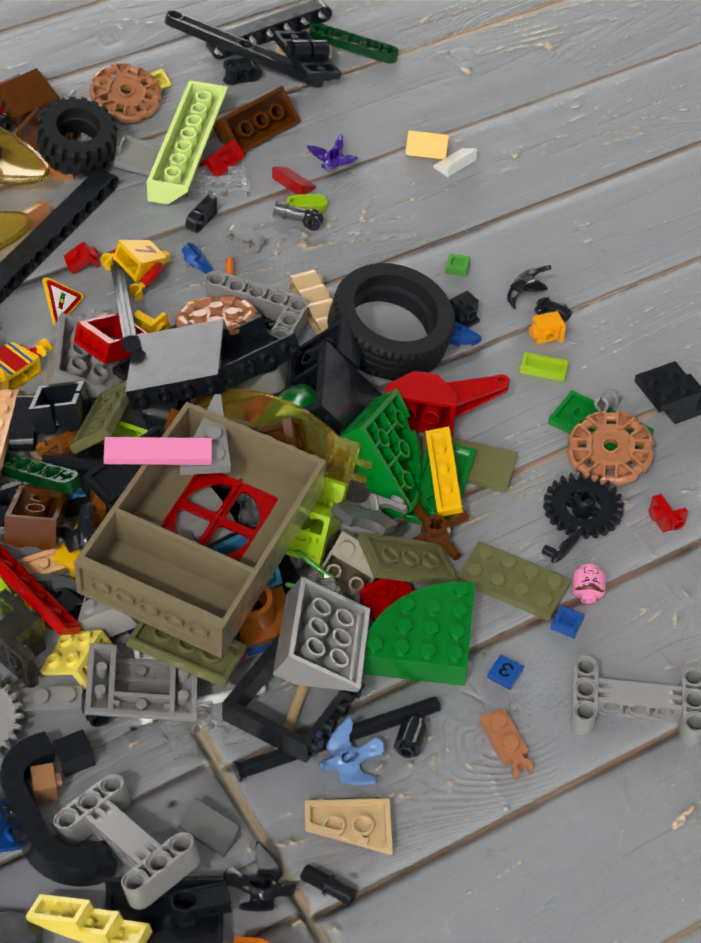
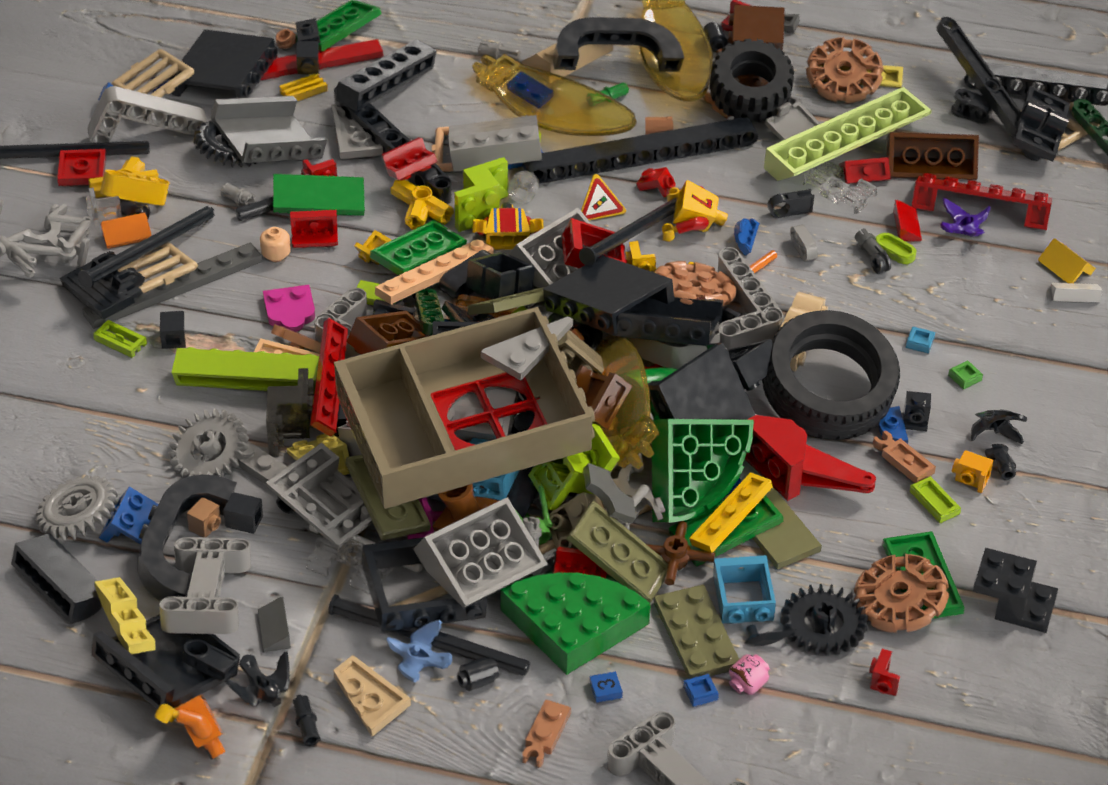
camera: 45 degrees right, 5 degrees down
(158, 451) = (474, 326): bright pink tile -> none
(285, 144) = (1038, 204): none -> red bracket
(401, 257) = (920, 339): none -> dark azure tile
(493, 350) = (904, 457): none -> nougat plate
(520, 508) = (754, 569): none -> dark azure window
(608, 399) = (952, 558): light grey pin -> none

